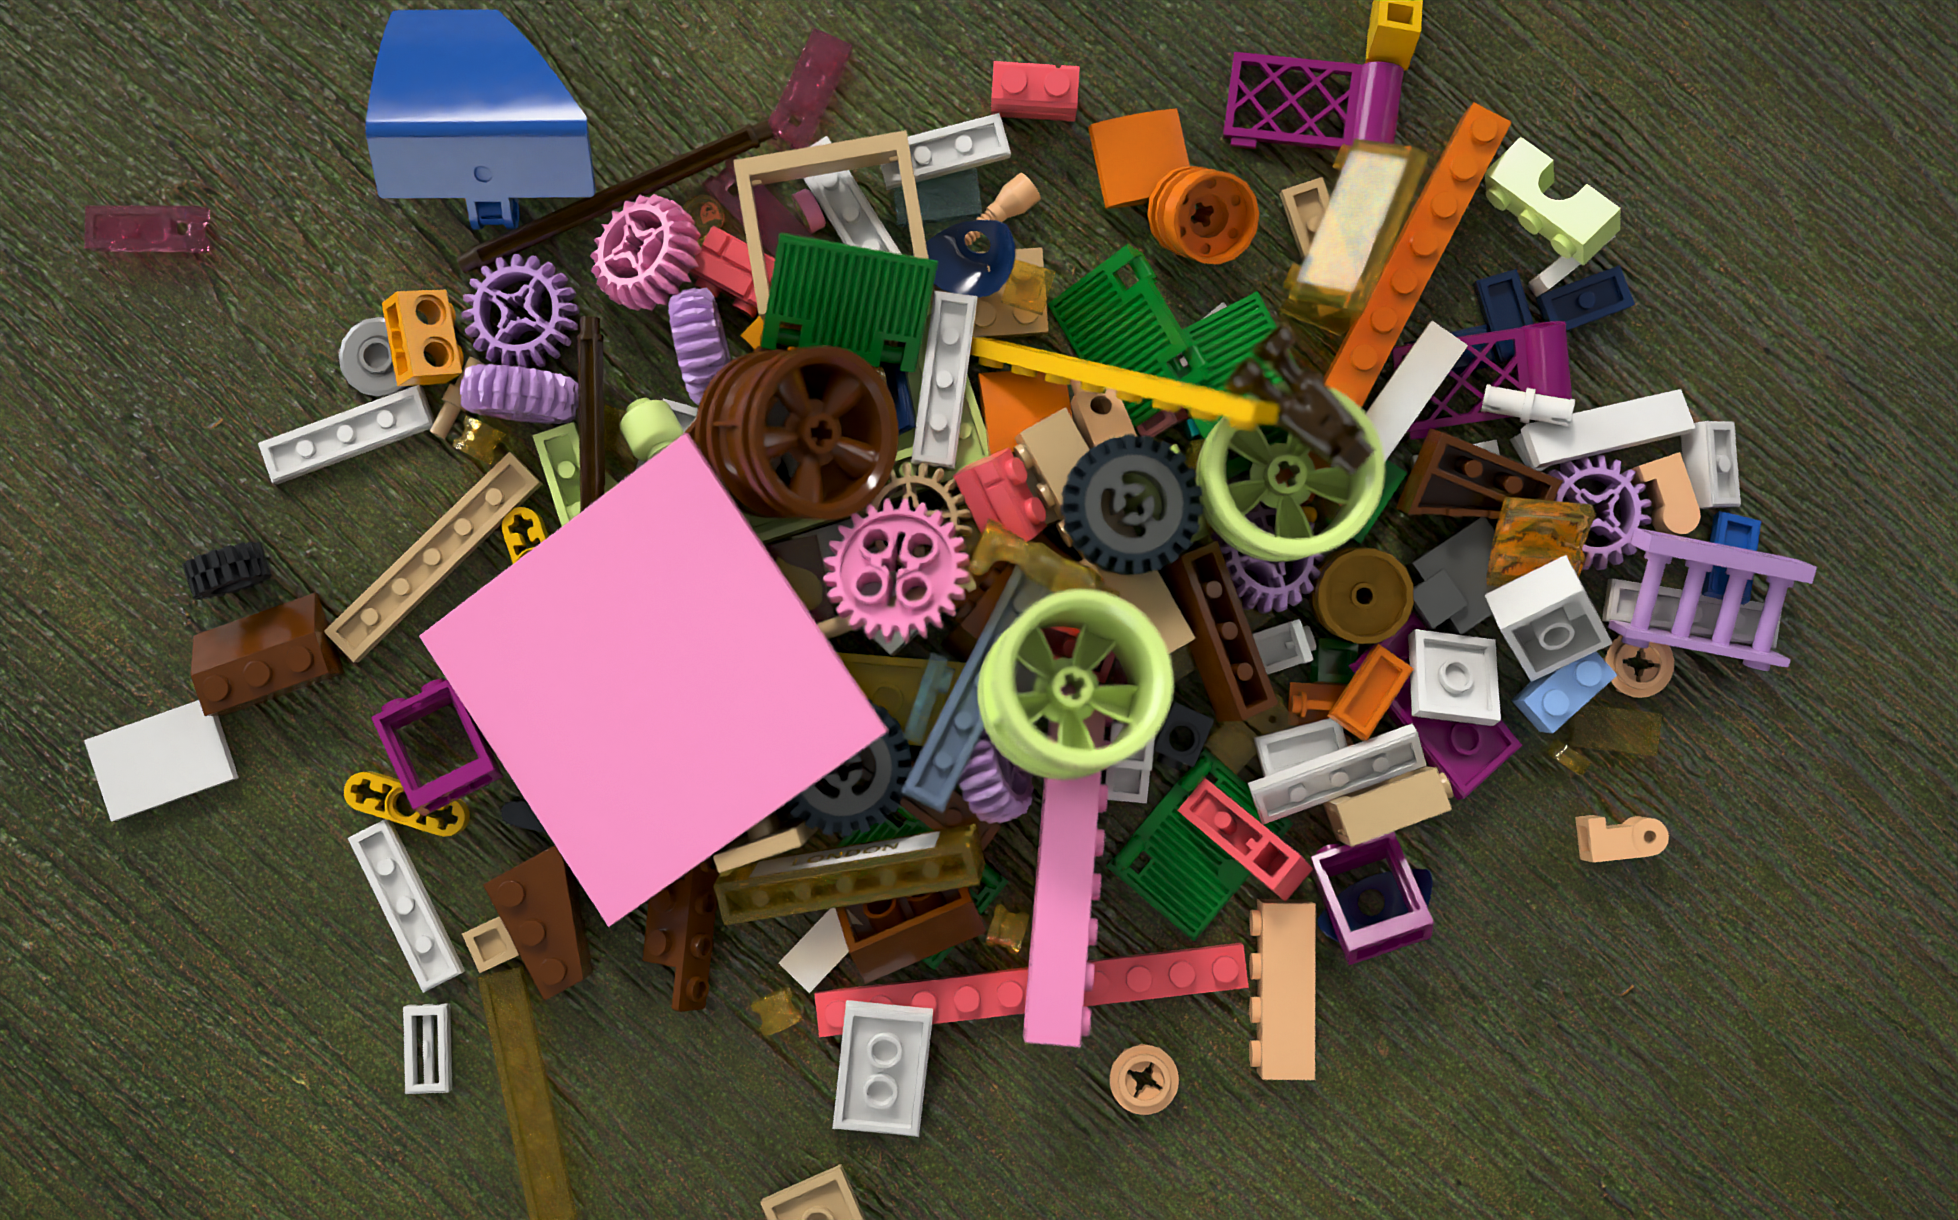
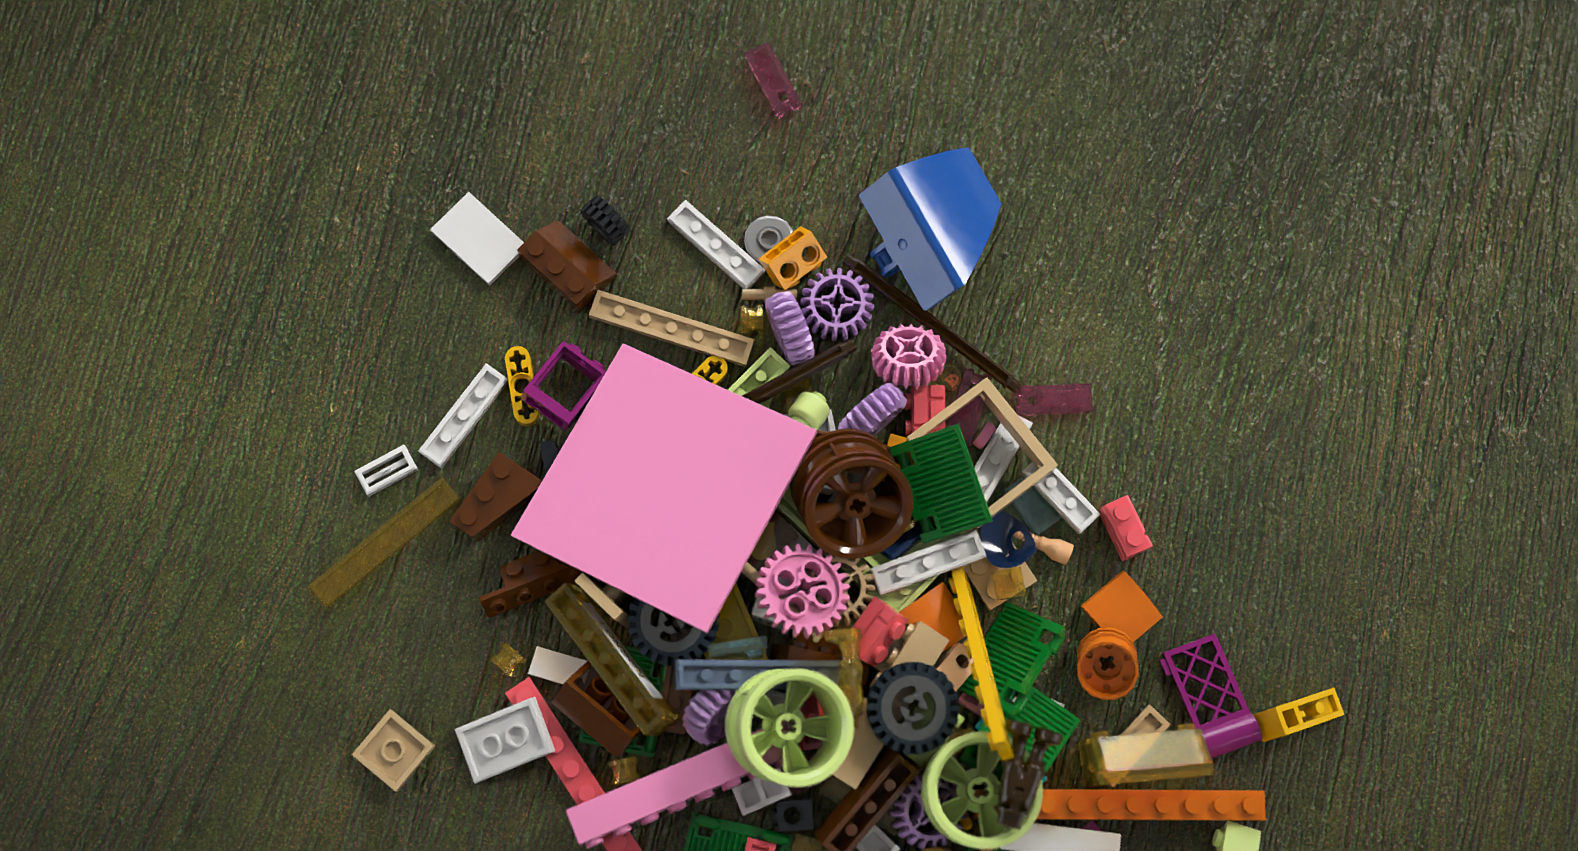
camera: 55 degrees right, 10 degrees down
(490, 944) = (465, 474): tan plate -> none

